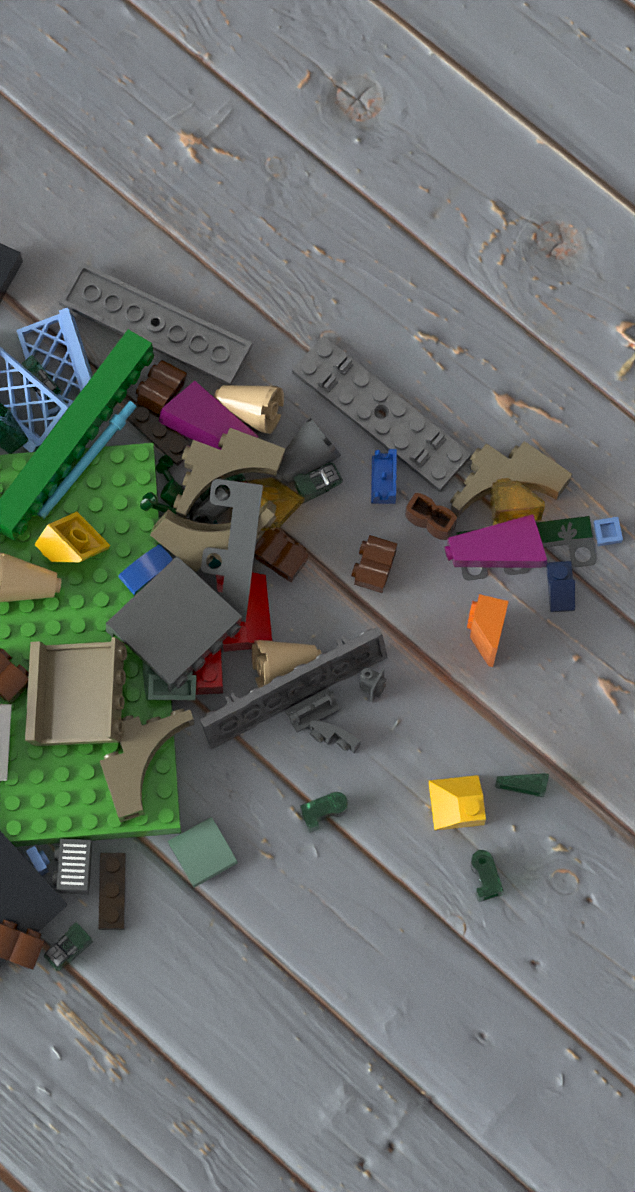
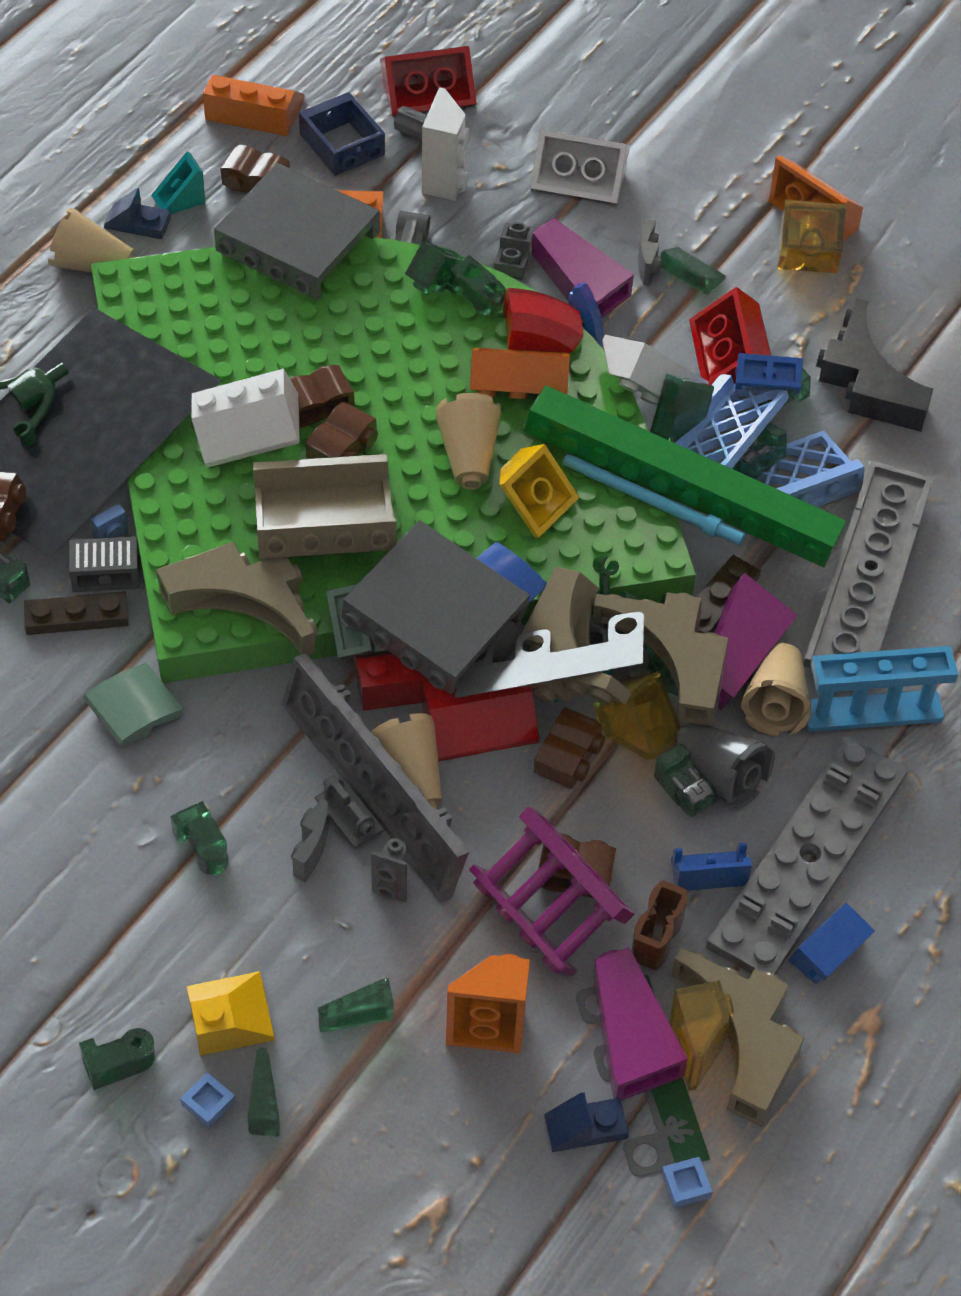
camera: 80 degrees right, 20 degrees down
(161, 387) = (786, 582): reddish brown brick -> none
(271, 334) = (880, 670): none -> dark azure fence
(381, 567) = (585, 881): none -> magenta fence
(452, 412) = (831, 944): none -> blue hinge
(465, 711) = (362, 1007): none -> clear green slope
(522, 819) = (208, 1100): none -> medium blue plate

